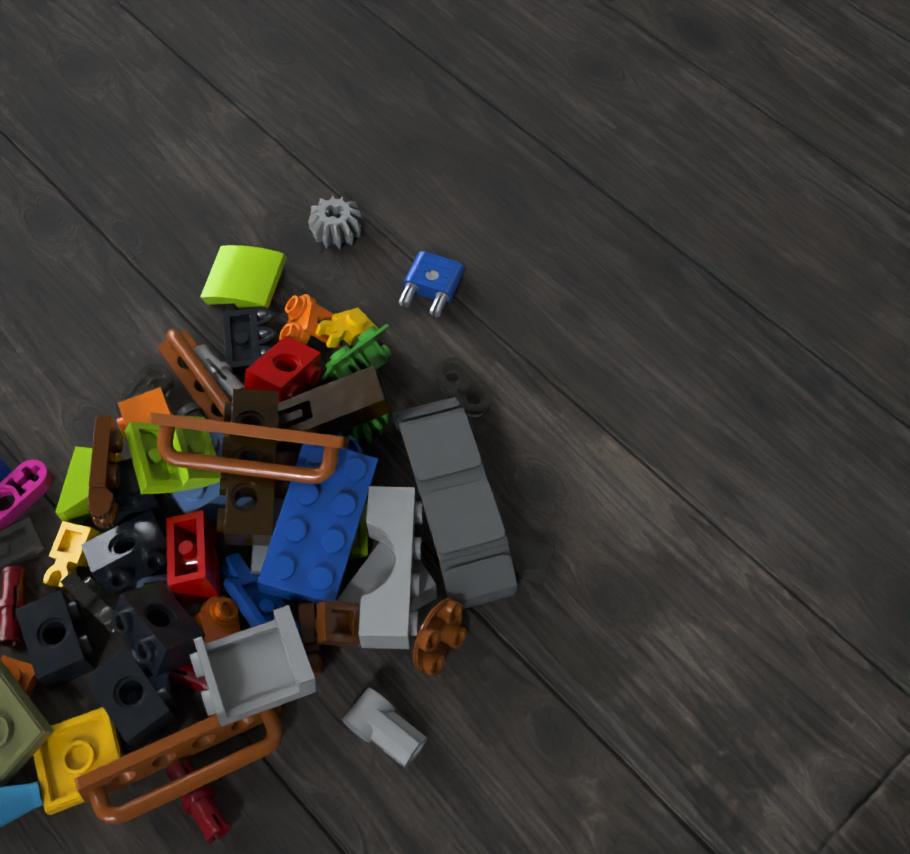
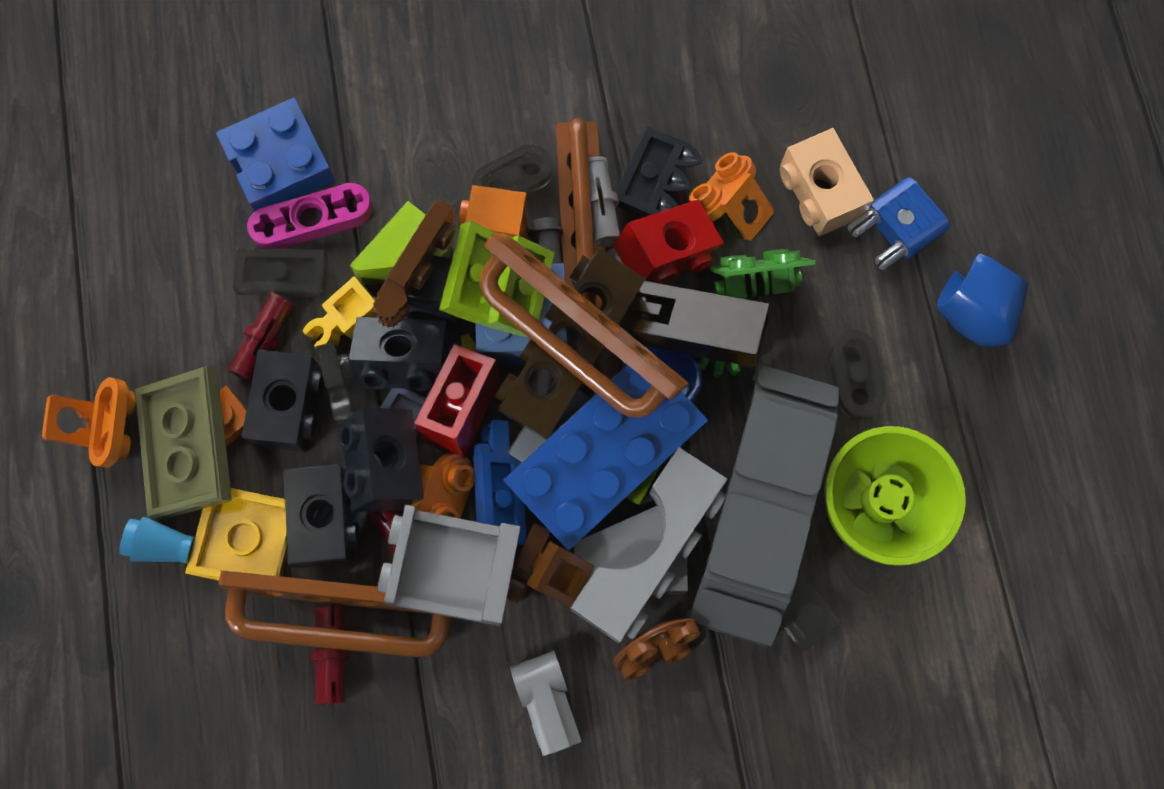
camera: 30 degrees right, 15 degrees up
(243, 277) = (695, 93): lime slope -> none
(335, 221) = (837, 82): light grey gear -> none
(344, 326) = (775, 224): yellow plate -> none
(382, 282) = (826, 160): none -> light nougat brick
(515, 296) = (984, 304): none -> blue piece
(531, 425) = (913, 482): none -> lime piece

